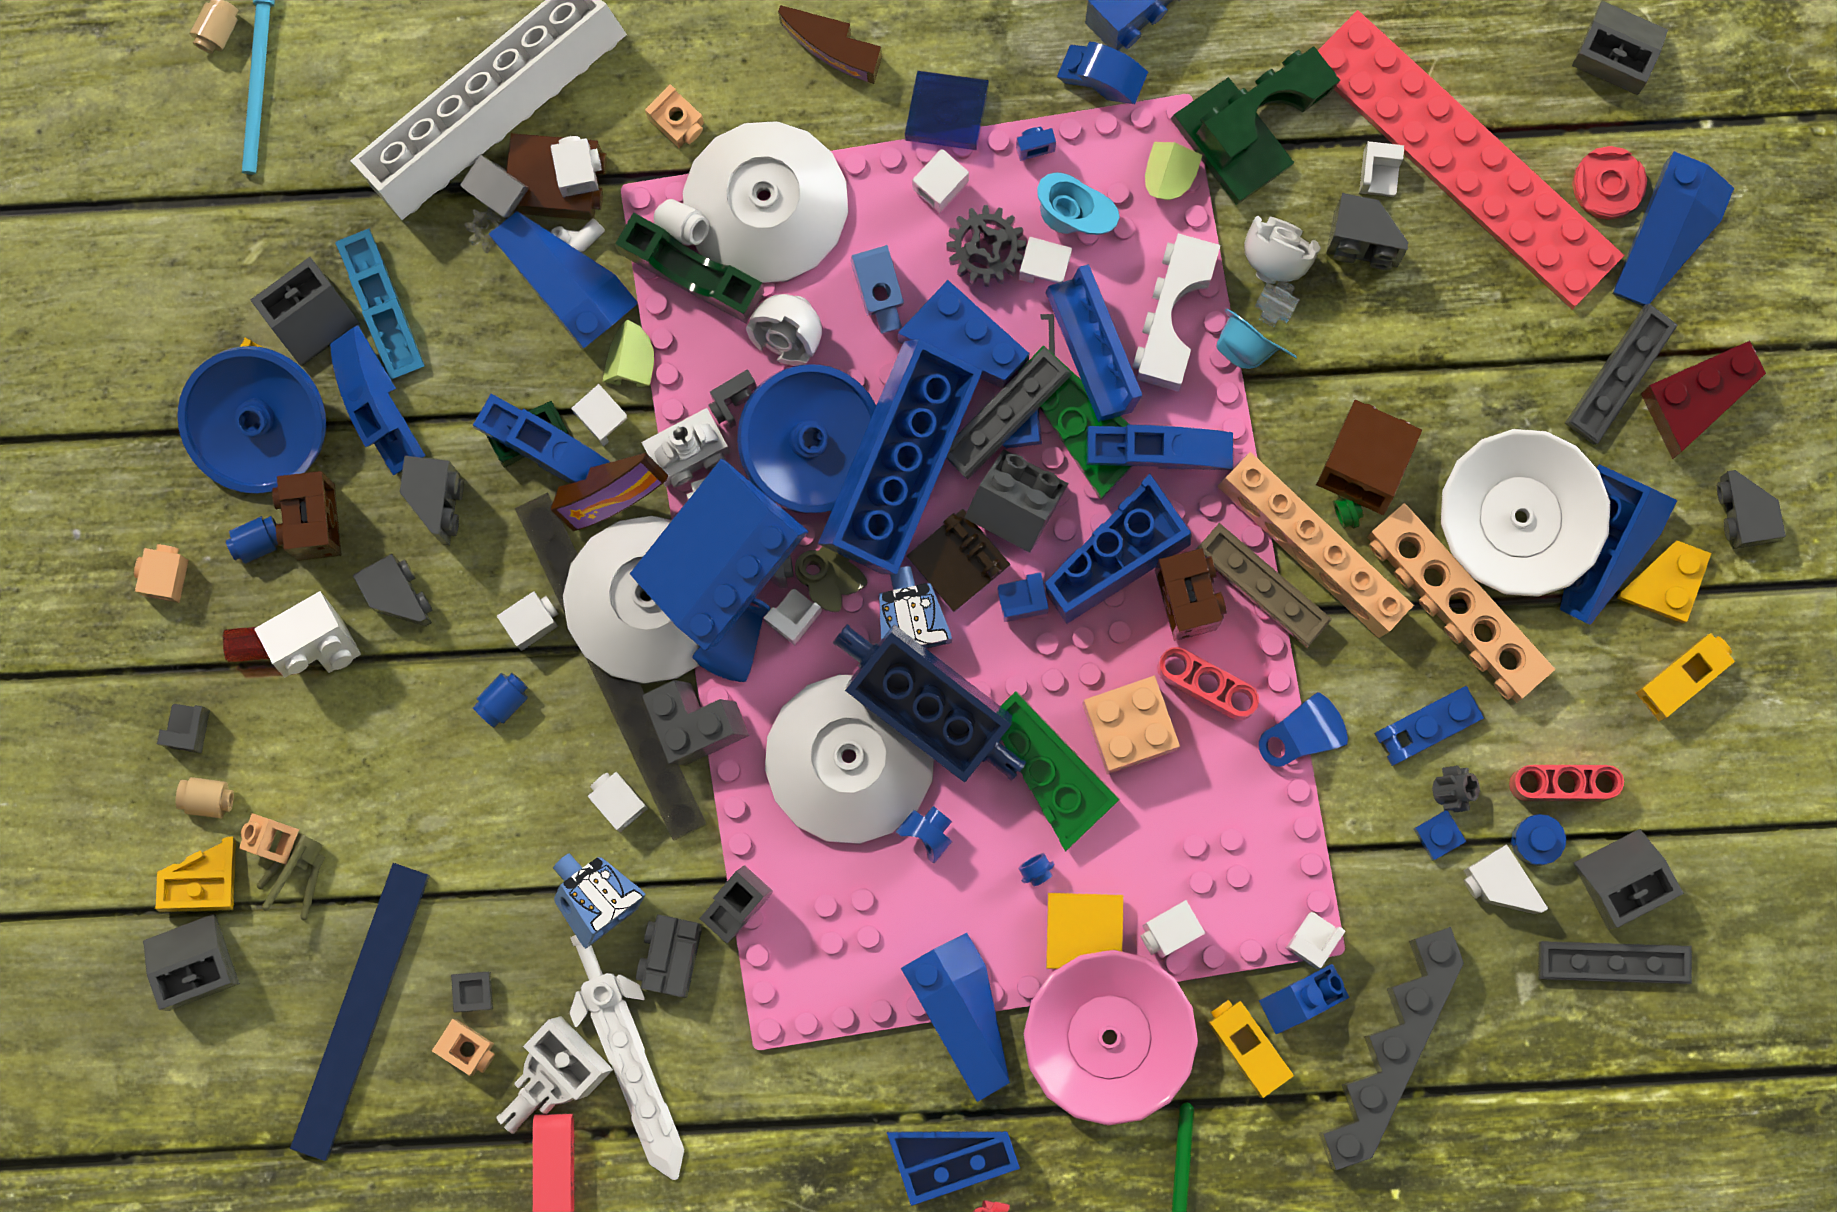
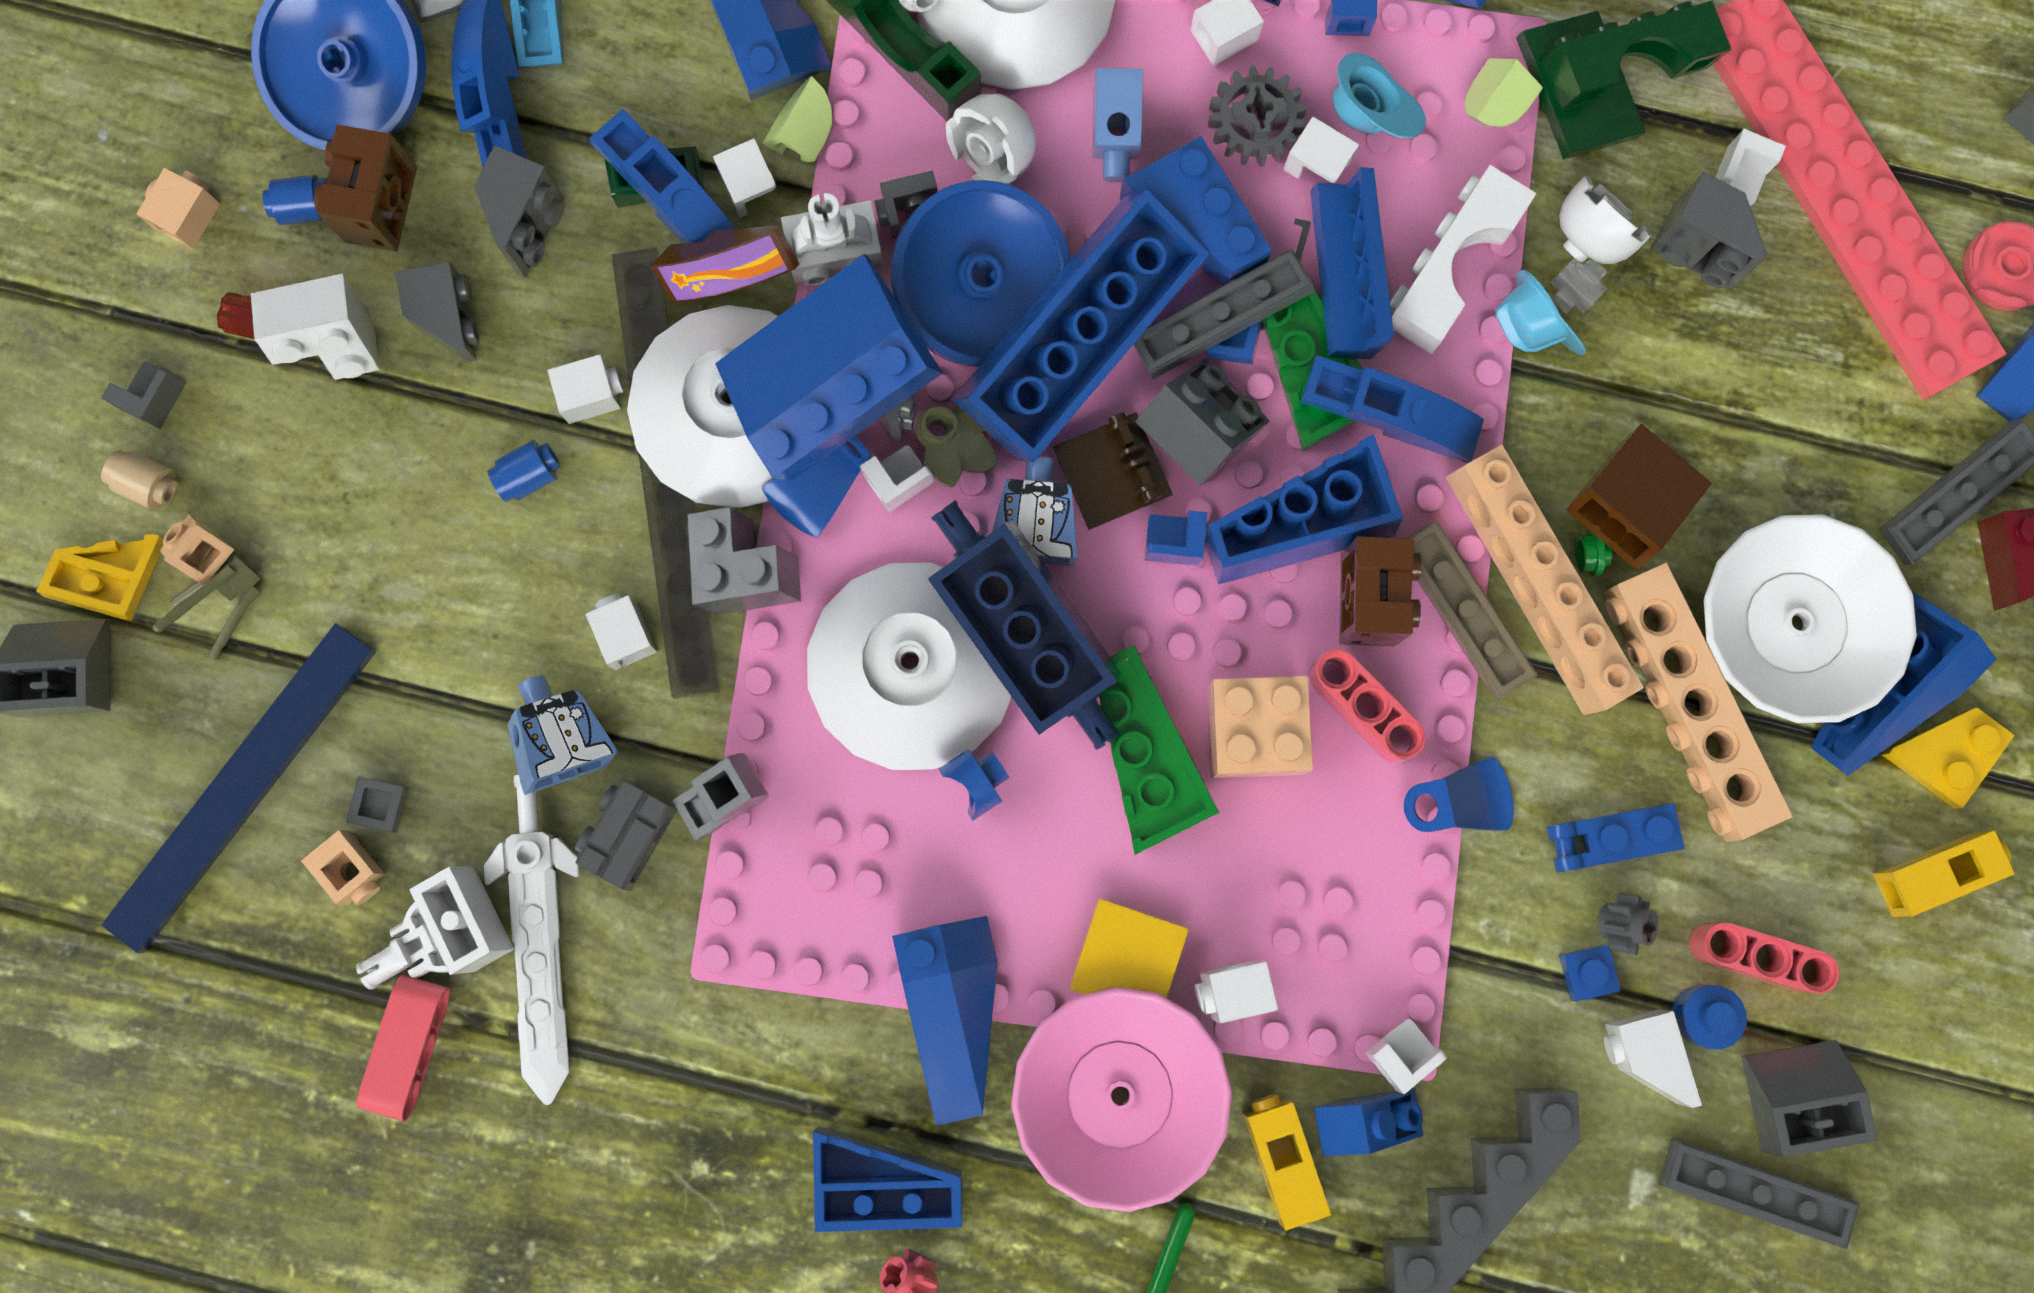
camera: 10 degrees right, 0 degrees up
(1036, 870) = (1093, 866): blue plate -> none

